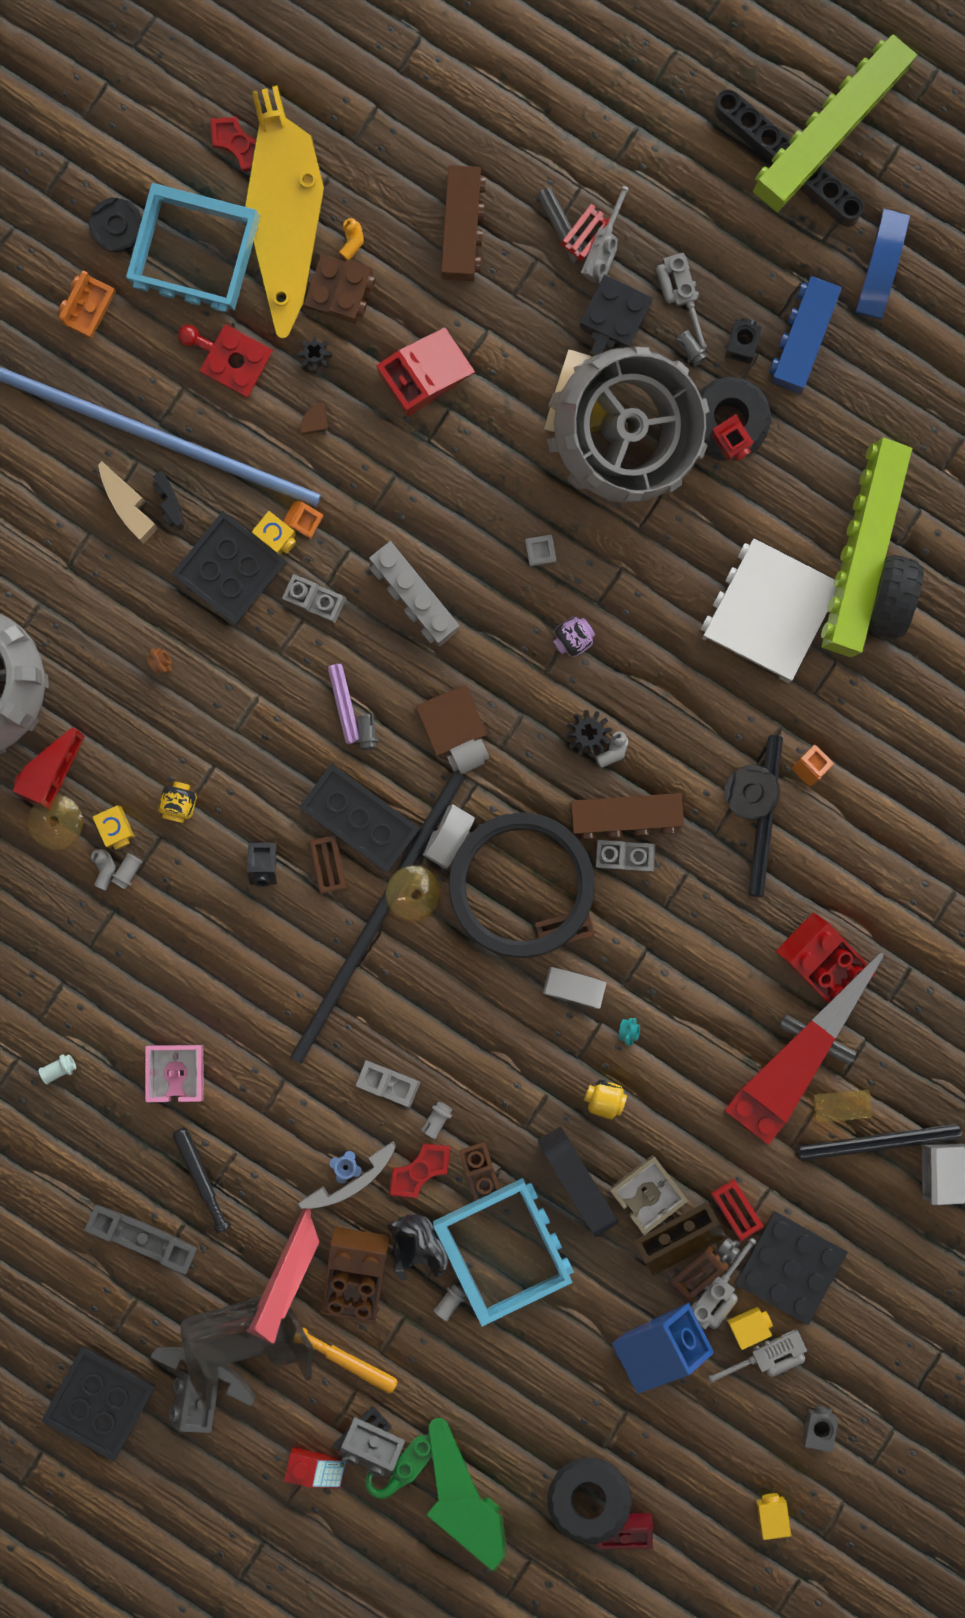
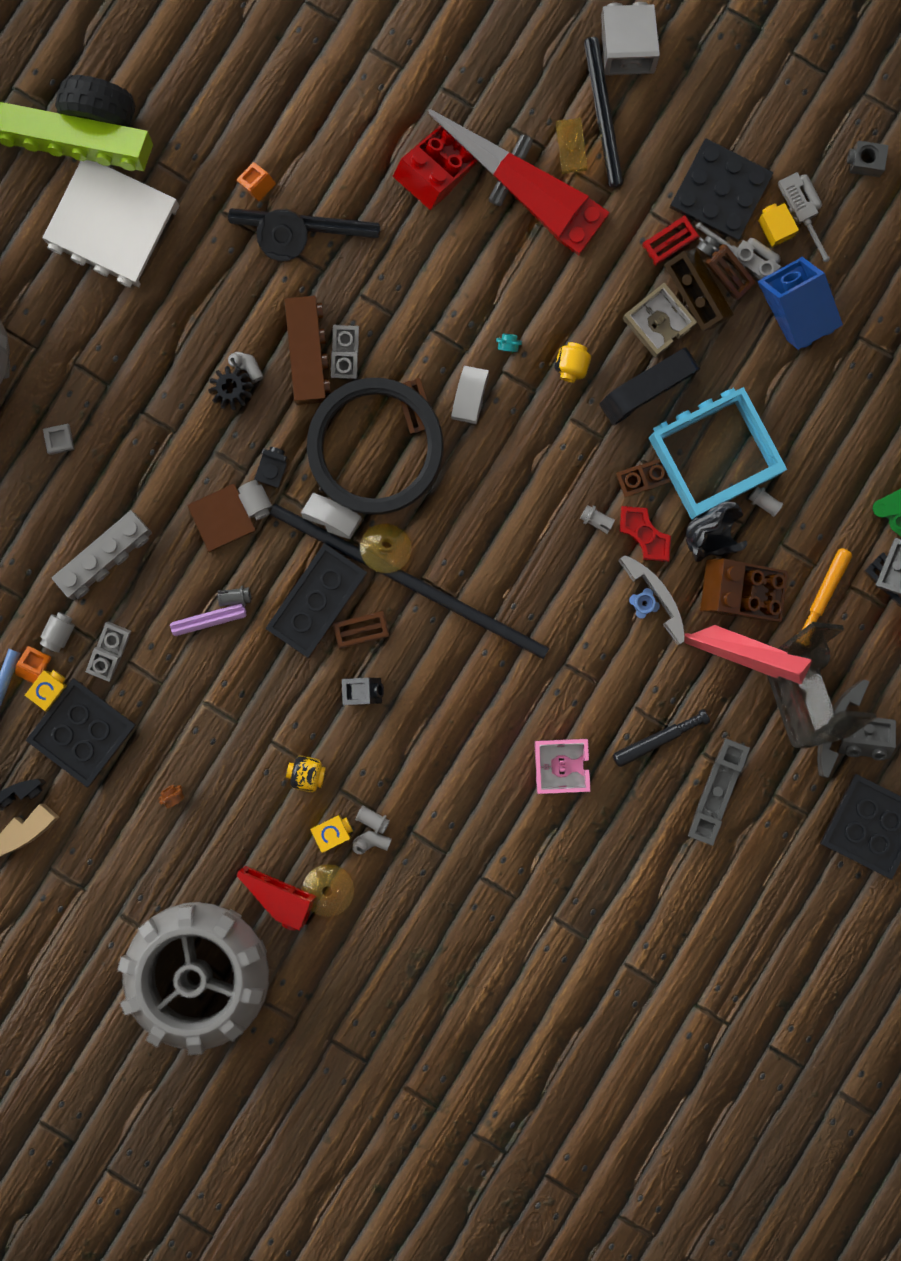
camera: 90 degrees left, 0 degrees up
(63, 1066) = (562, 878): light aqua pin -> none
(335, 545) = (57, 632): none -> light grey brick
(388, 1083) = (565, 566): light grey slope -> none
(503, 774) = (272, 467): none -> black bracket
(573, 636) = (139, 404): head -> none

